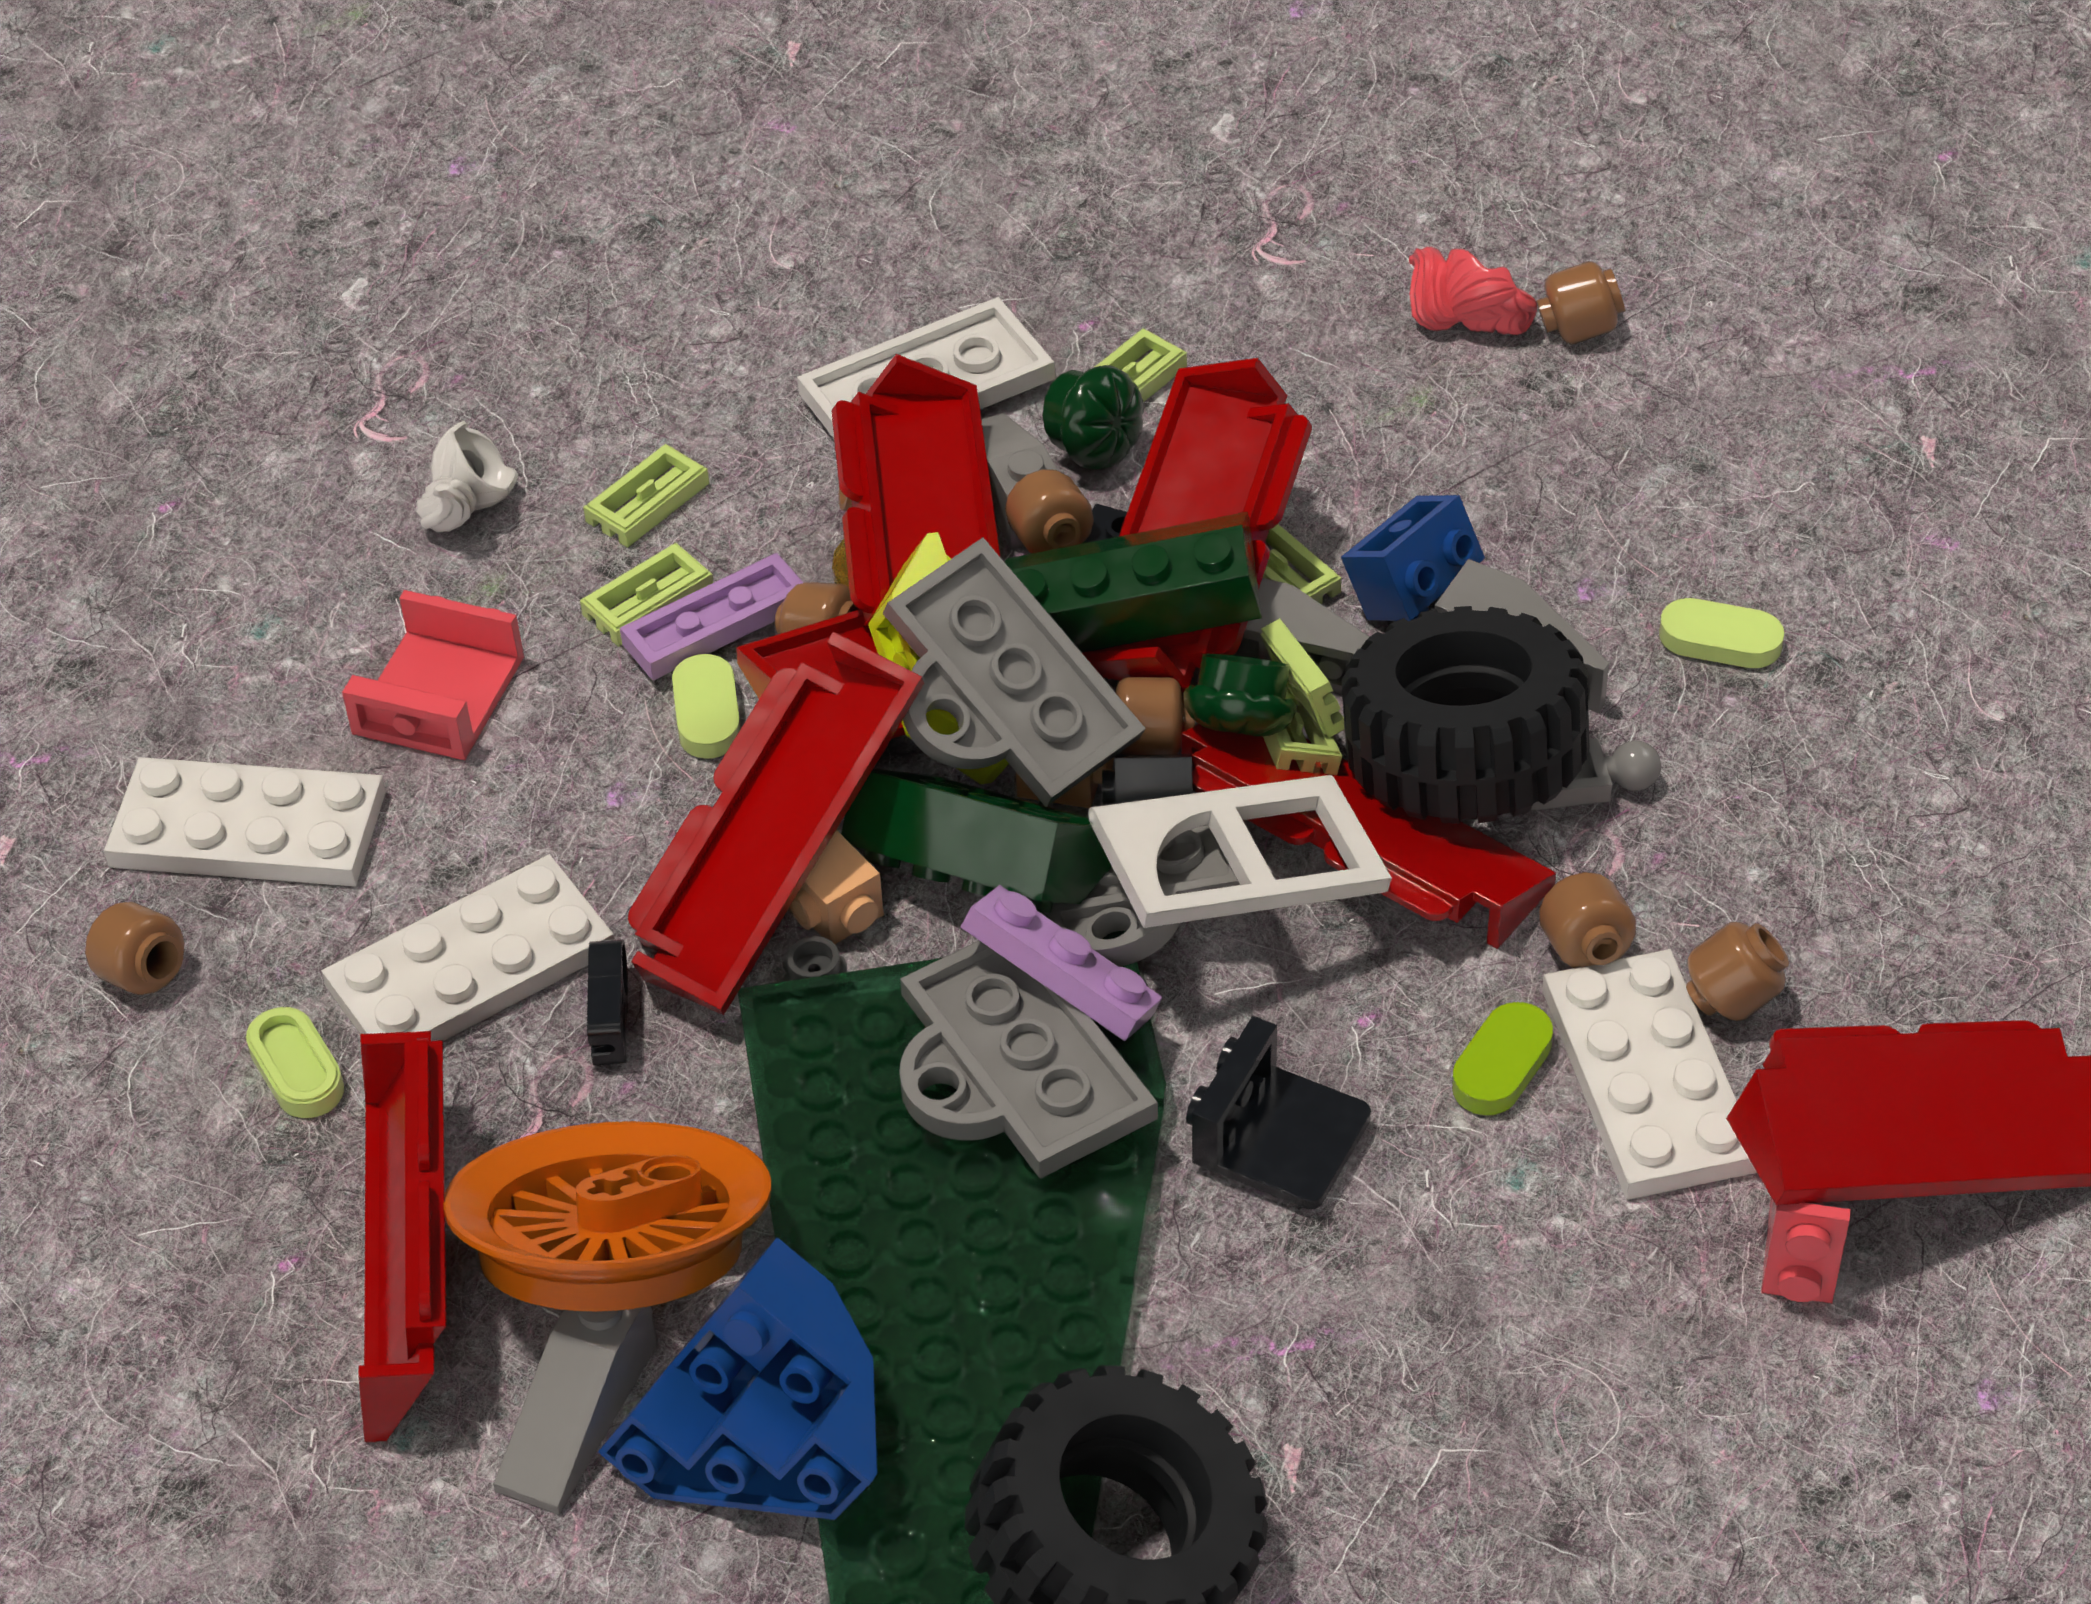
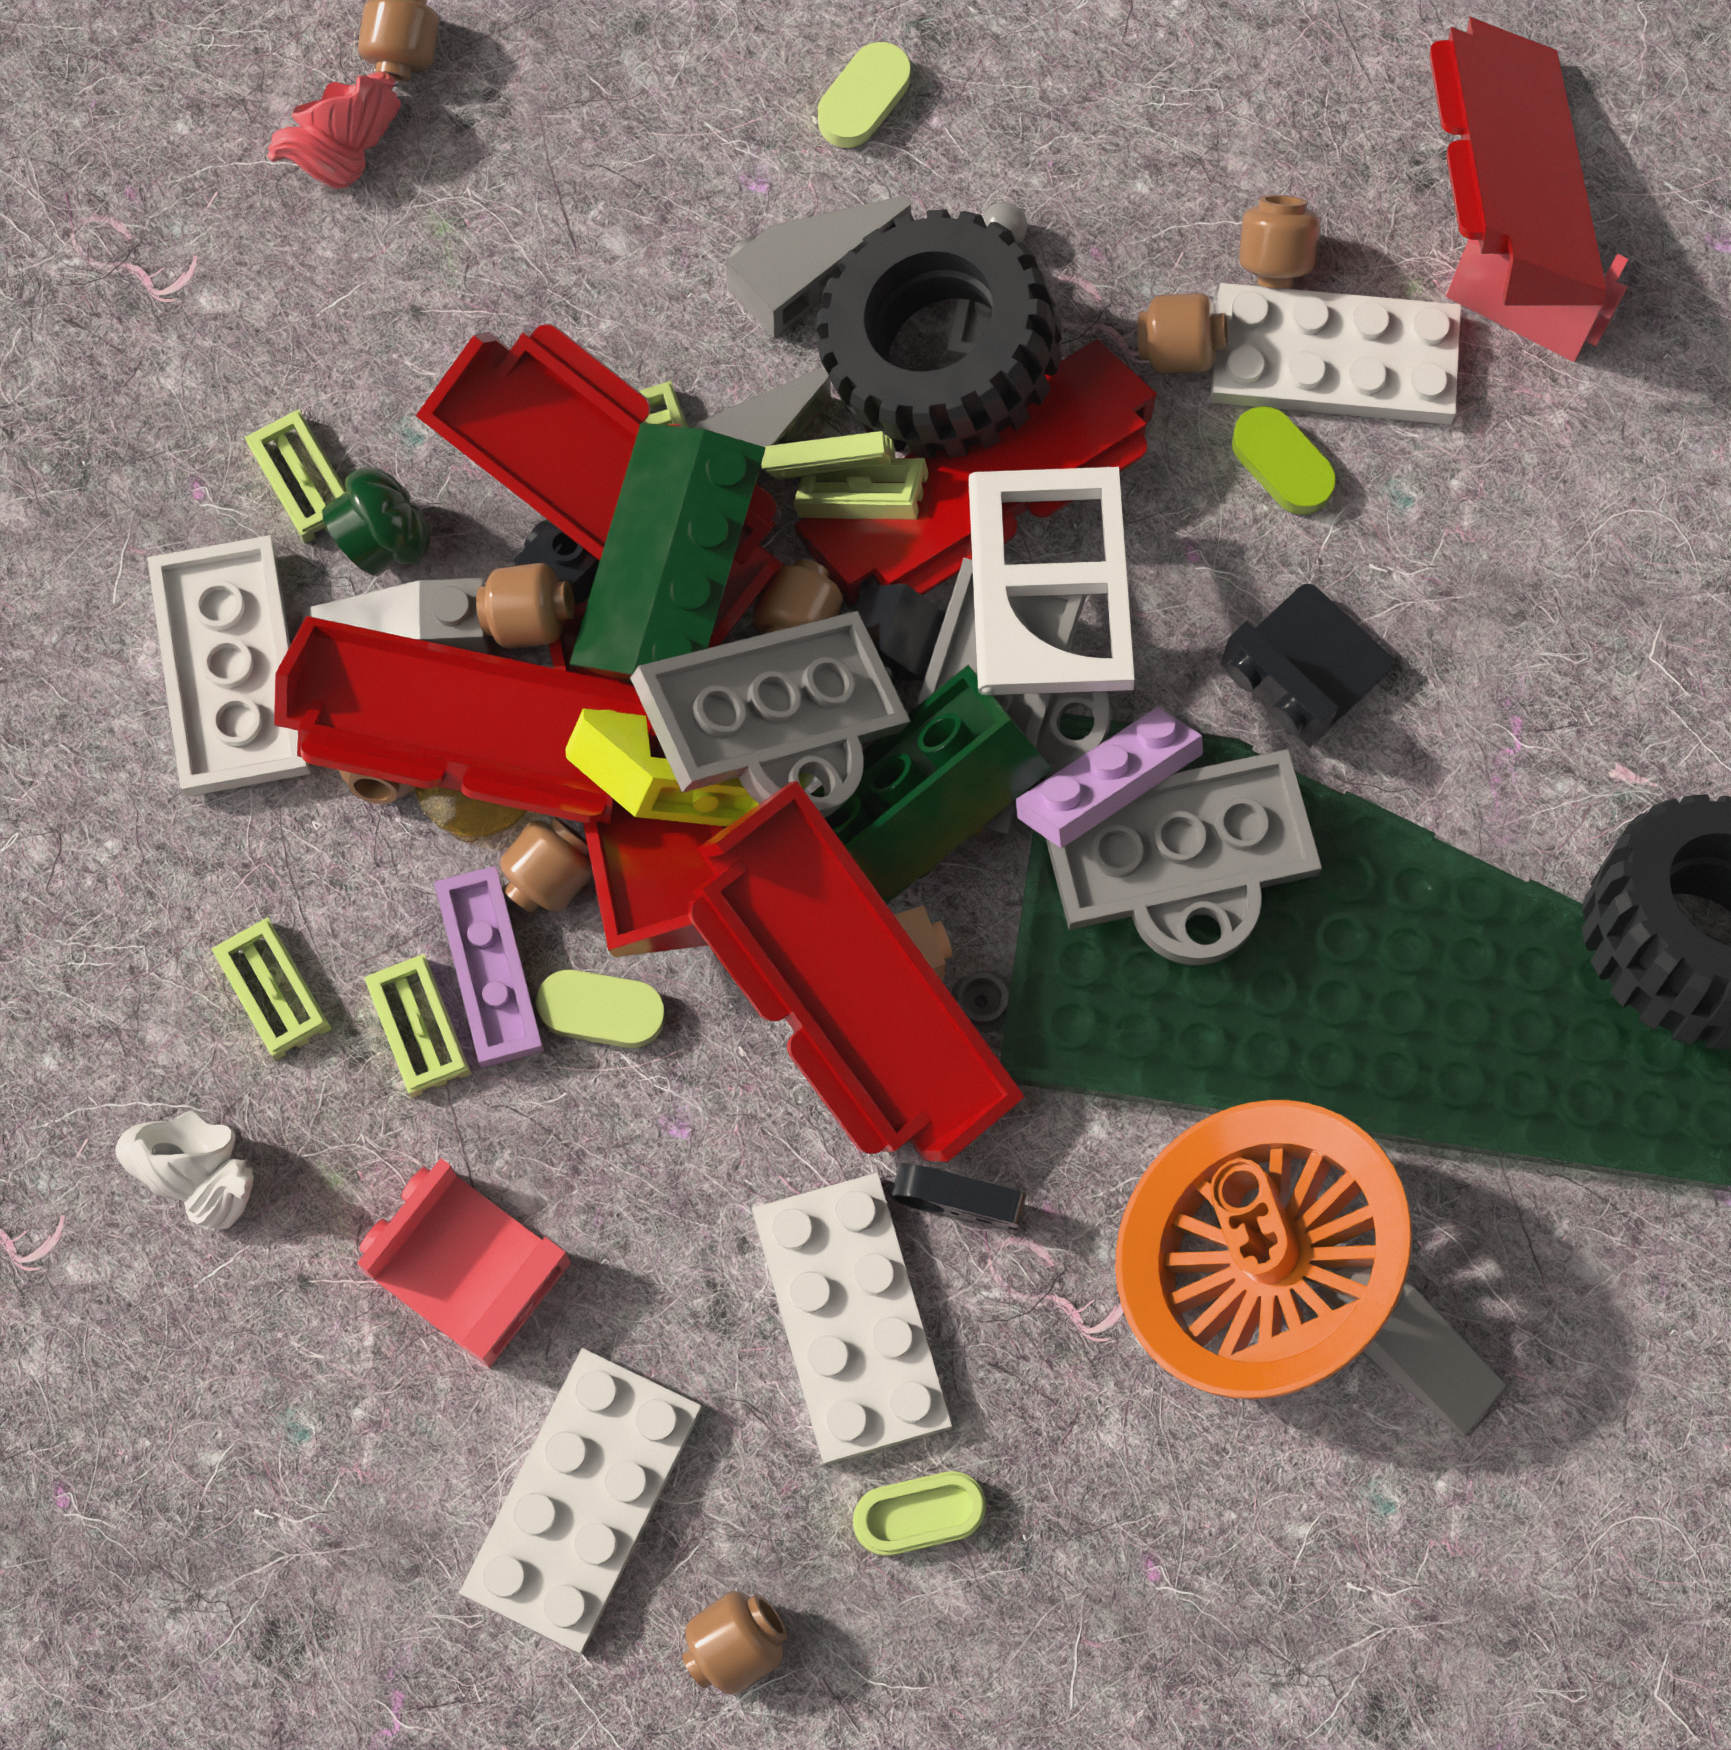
camera: 75 degrees left, 25 degrees up
(401, 1224) = (1197, 1446): red slope -> none
(760, 1402) = (1498, 1177): blue brick -> none
(1241, 695) = (844, 512): dark green piece -> none
(1412, 557) = (695, 306): blue brick -> none

